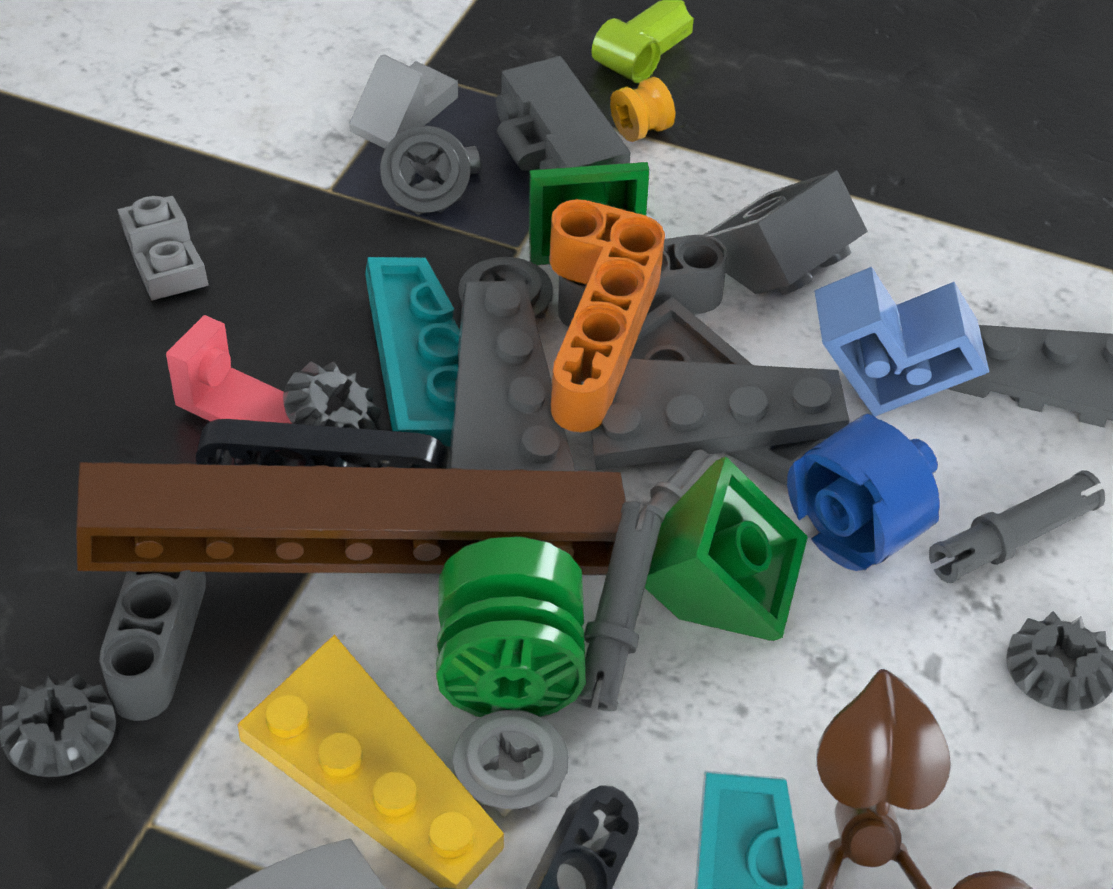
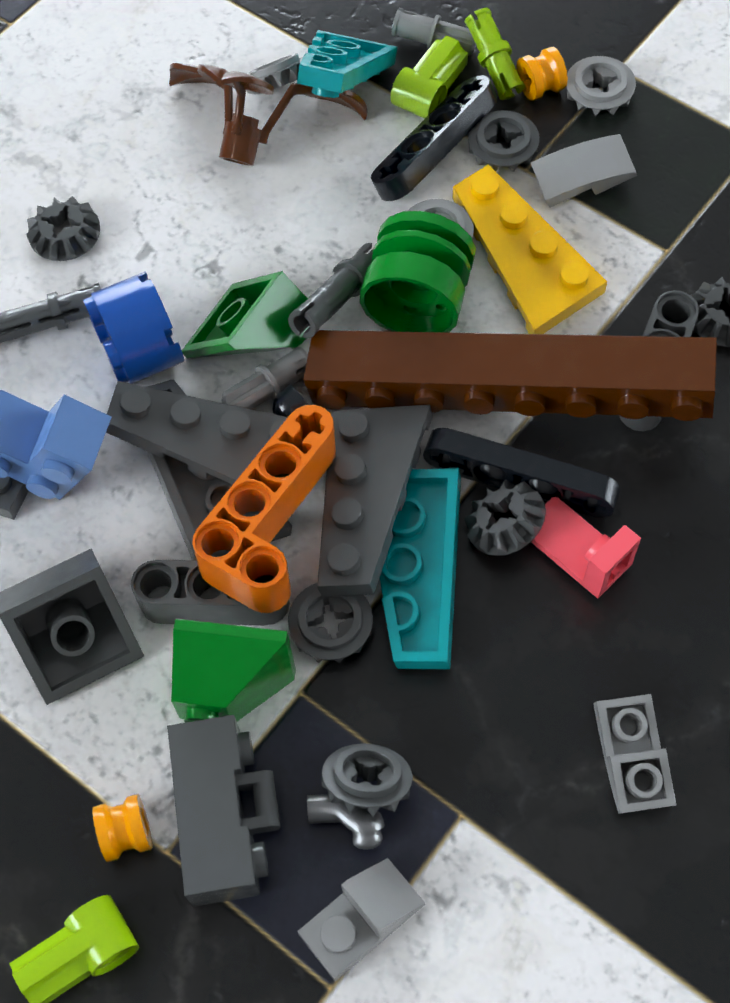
camera: 160 degrees left, 15 degrees up
(638, 472) = (287, 401): none -> black hinge

